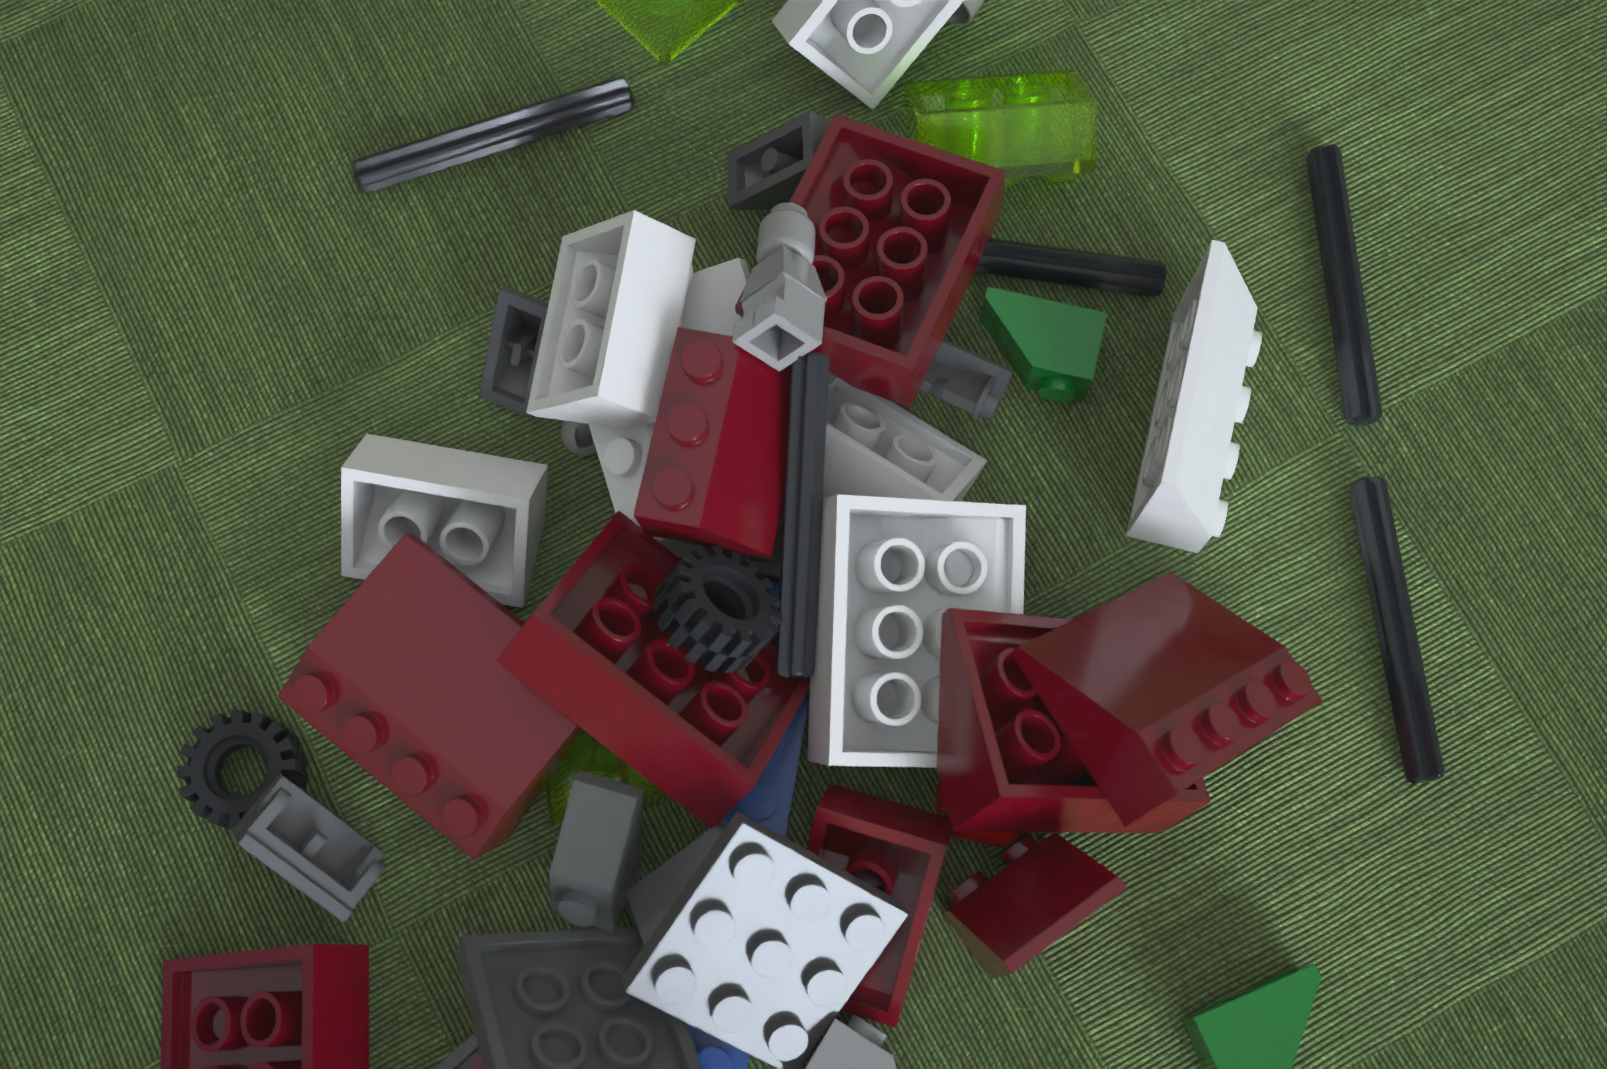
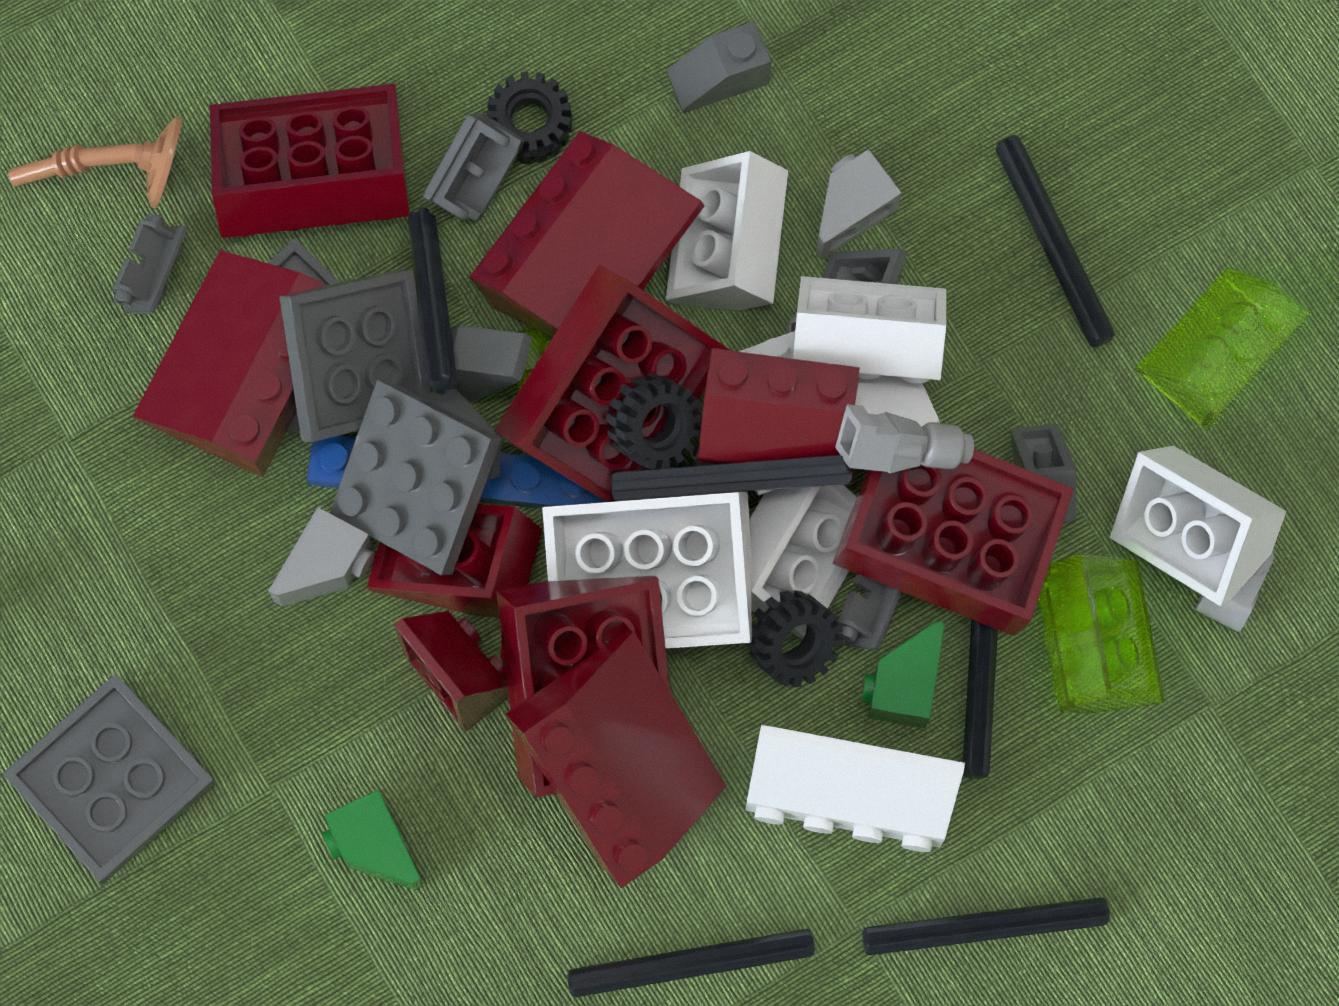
camera: 85 degrees right, 0 degrees up
(208, 511) = (721, 68): none -> dark grey slope
(415, 359) = (855, 200): none -> light grey slope
(509, 911) = (432, 301): none -> black axle
(999, 462) = (809, 654): none -> black tyre

